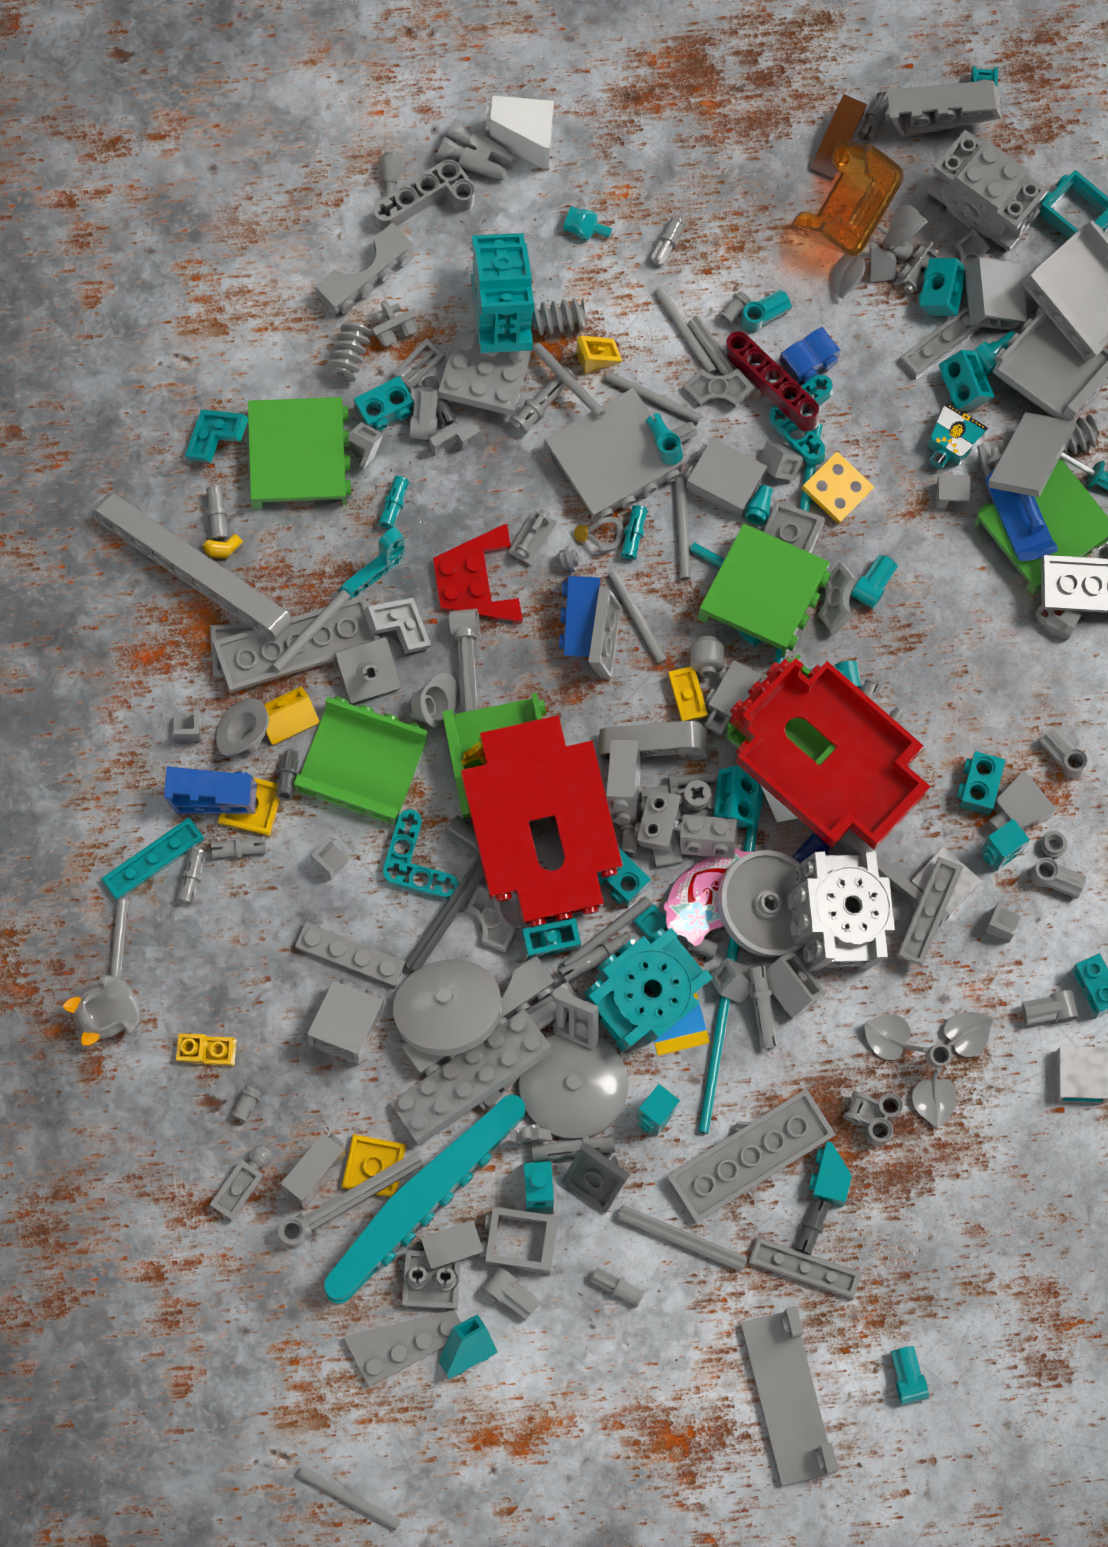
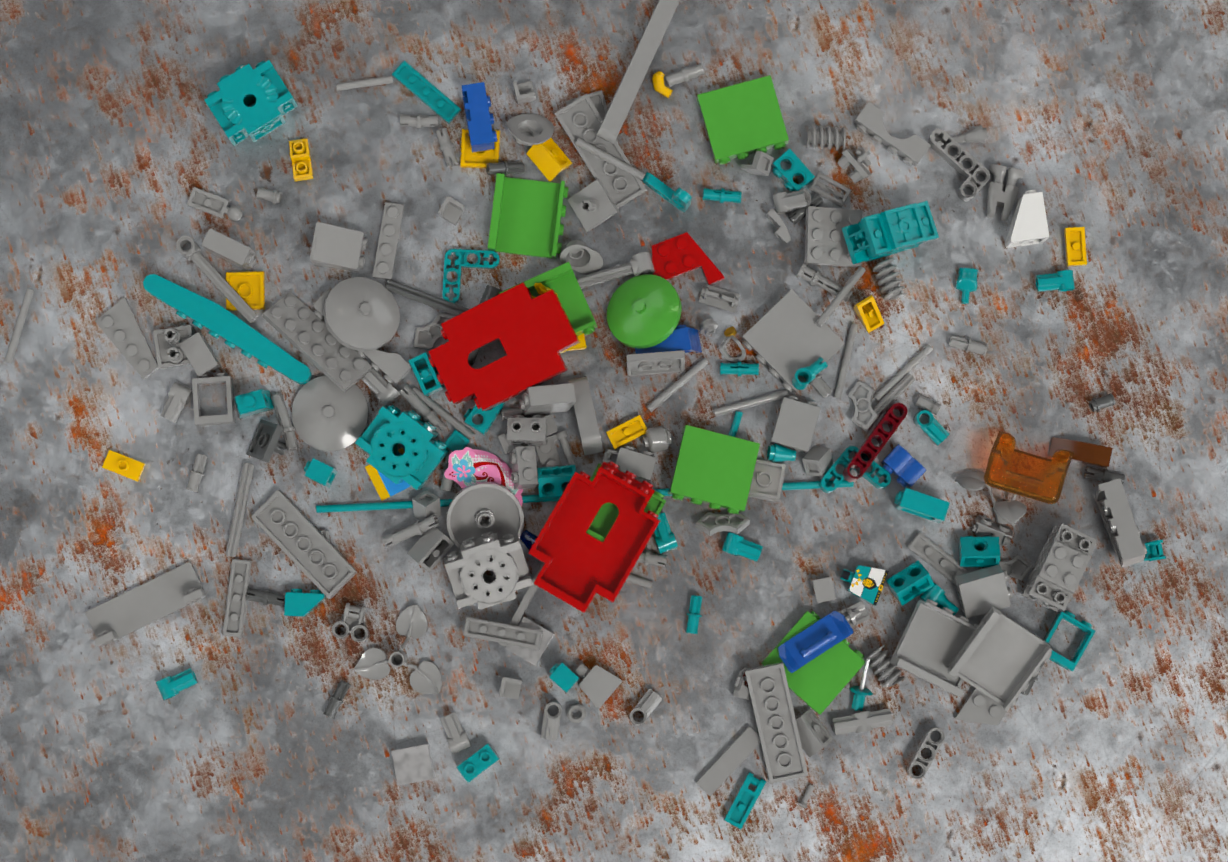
camera: 80 degrees right, 10 degrees up
(89, 1078) = (246, 87): none -> teal piece
(104, 1010) = (311, 85): light grey hair -> none
(211, 428) = (745, 55): teal plate -> none
(403, 618) = (636, 221): light grey plate -> none
(466, 1346) = (133, 380): teal slope -> none
(530, 632) = (644, 311): none -> bright green dish
(530, 1135) = (286, 391): light grey plate -> none
(568, 82) = (1075, 246): none -> yellow plate
(582, 1022) = (370, 402): light grey plate -> none
(584, 1388) = (123, 465): none -> yellow plate
(609, 111) = (1059, 281): none -> teal piece
(694, 800) = (552, 455): light grey wheel -> none
(780, 104) = (1102, 402): none -> dark grey pin
(837, 487) = (807, 506): yellow tile -> none
(868, 341) = (921, 505): none -> teal window
(881, 264) = (985, 503): light grey tile -> none
(951, 662) = (694, 614): none -> teal axle
(973, 1159) = (337, 699): none -> dark grey axle
(986, 784) = (608, 657): teal brick -> none
(1032, 454) = (857, 639): light grey tile -> none

